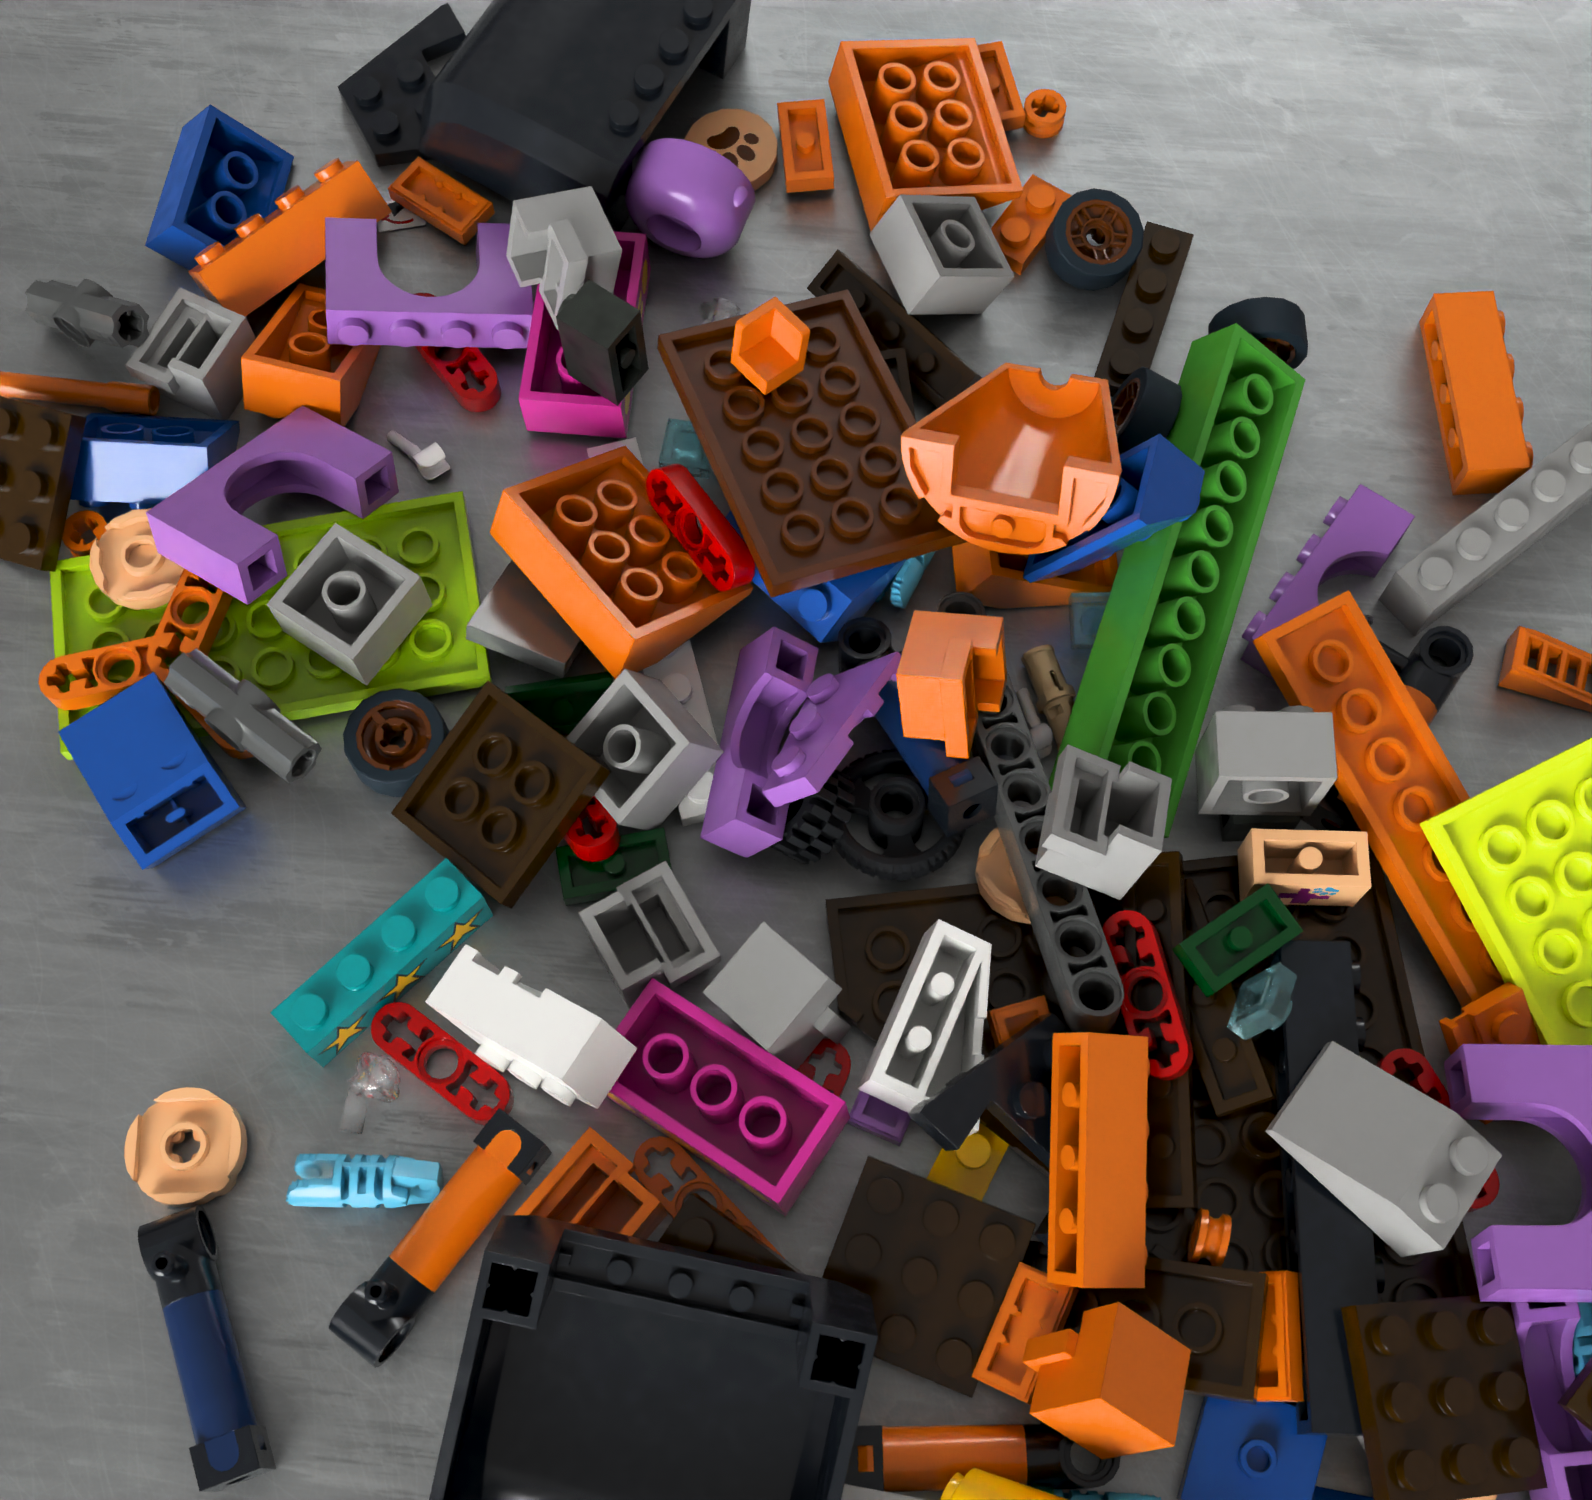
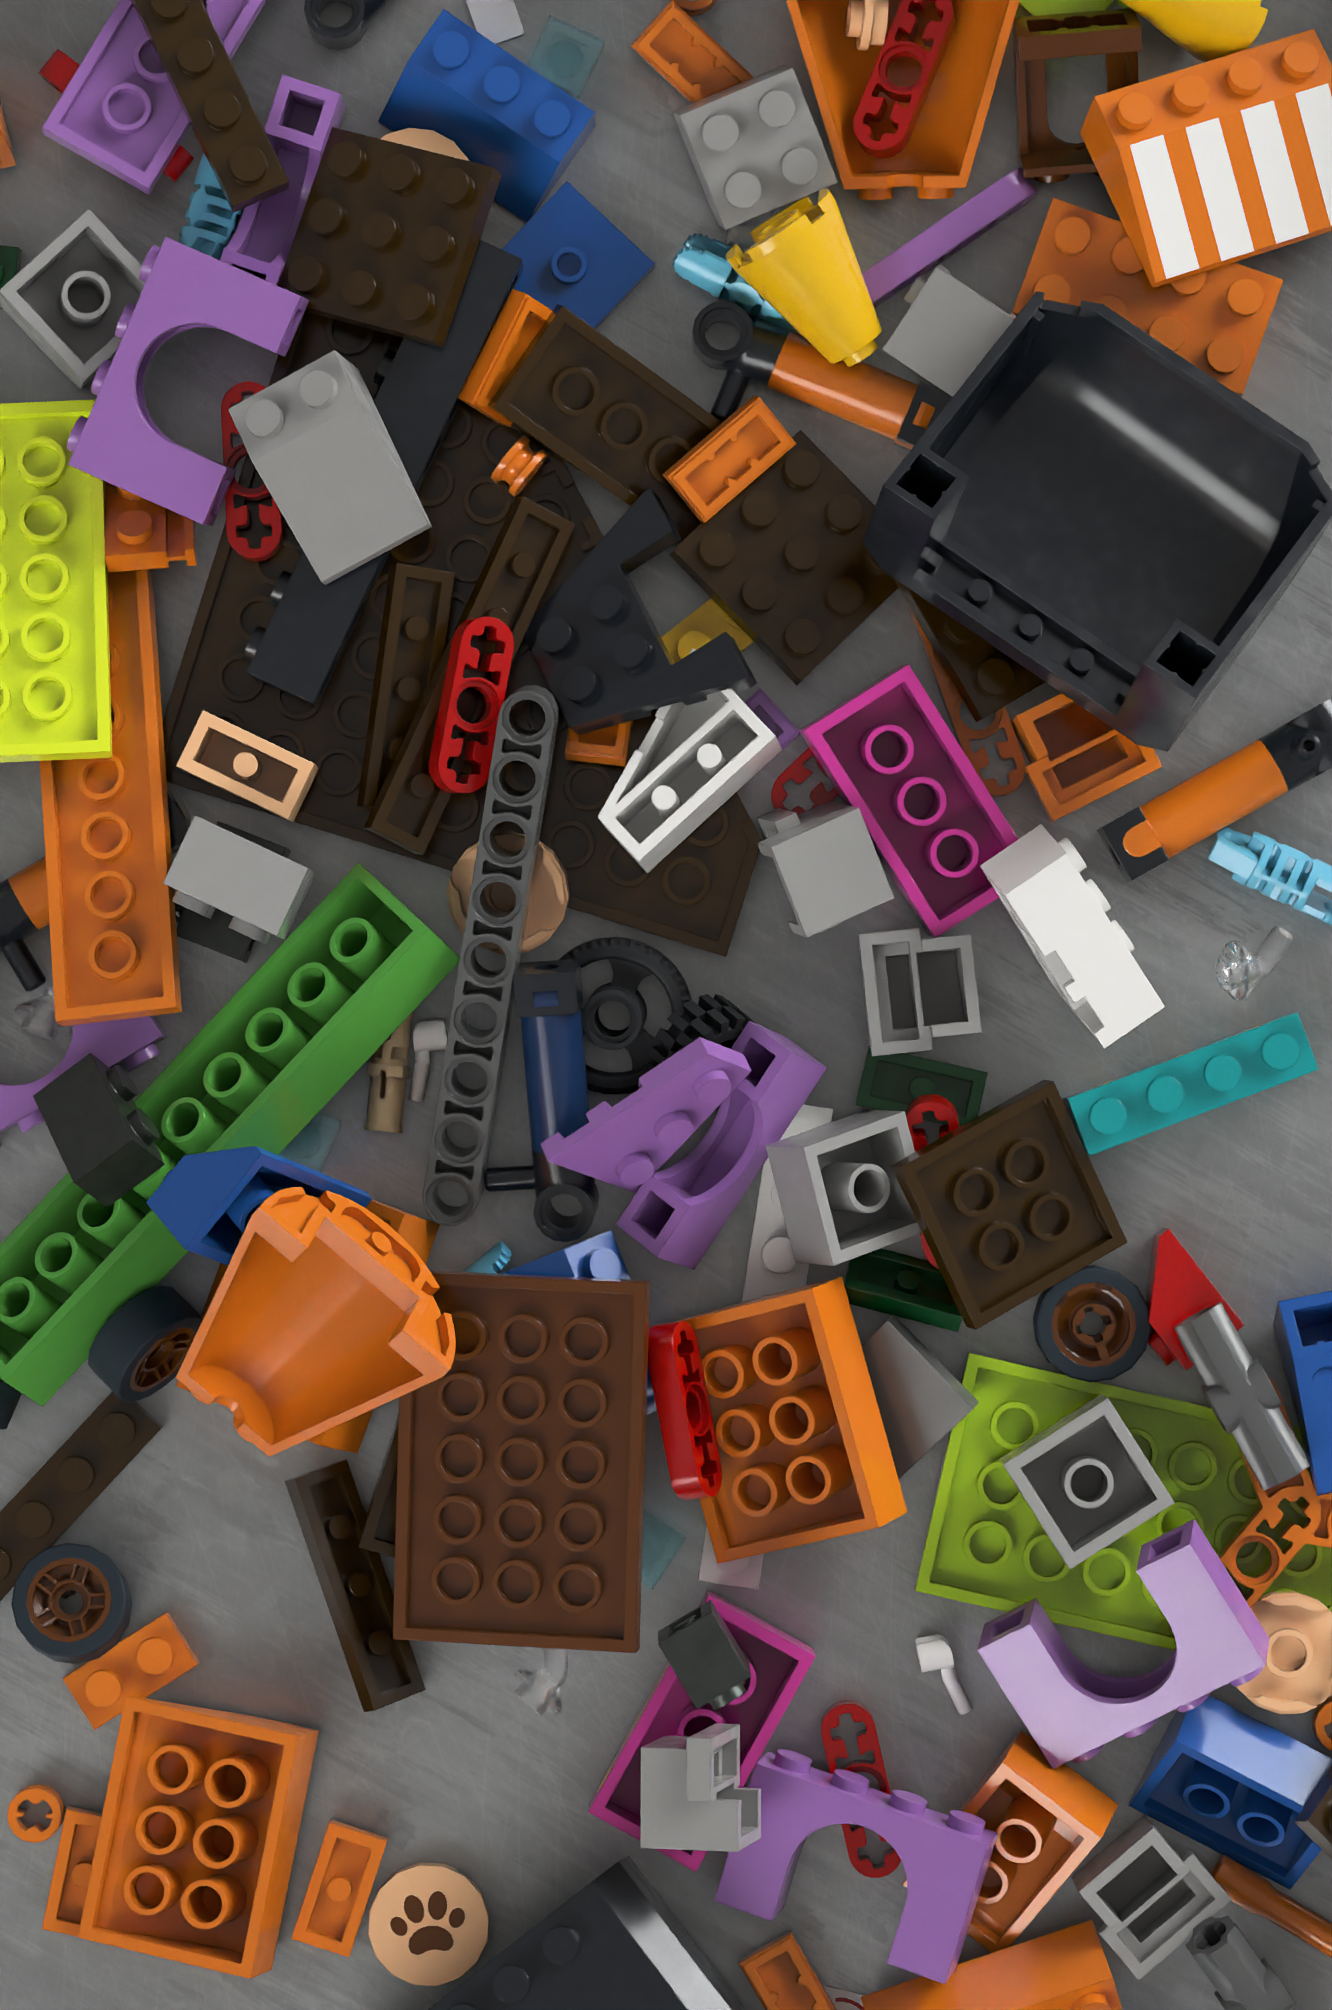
camera: 155 degrees left, 20 degrees up
(329, 792) = (1173, 1294): none -> red slope
(420, 1026) = (1180, 1008): red beam -> none
(689, 198) = (522, 1838): medium lavender piece -> none
(770, 345) = (524, 1571): orange panel -> none
(941, 254) = (263, 1645): light grey brick -> none
(950, 673) = (515, 1106): orange plate -> none
(1098, 1160) = (596, 571): orange brick -> none
(1102, 823) = (438, 879): light grey plate -> none
(1111, 1384) = (682, 374): orange plate -> none
(1237, 940) = (359, 716): dark green plate -> none
(1263, 1002) = (365, 648): clear light blue plate -> none
(1264, 536) = (100, 1129): none -> pearl dark grey brick

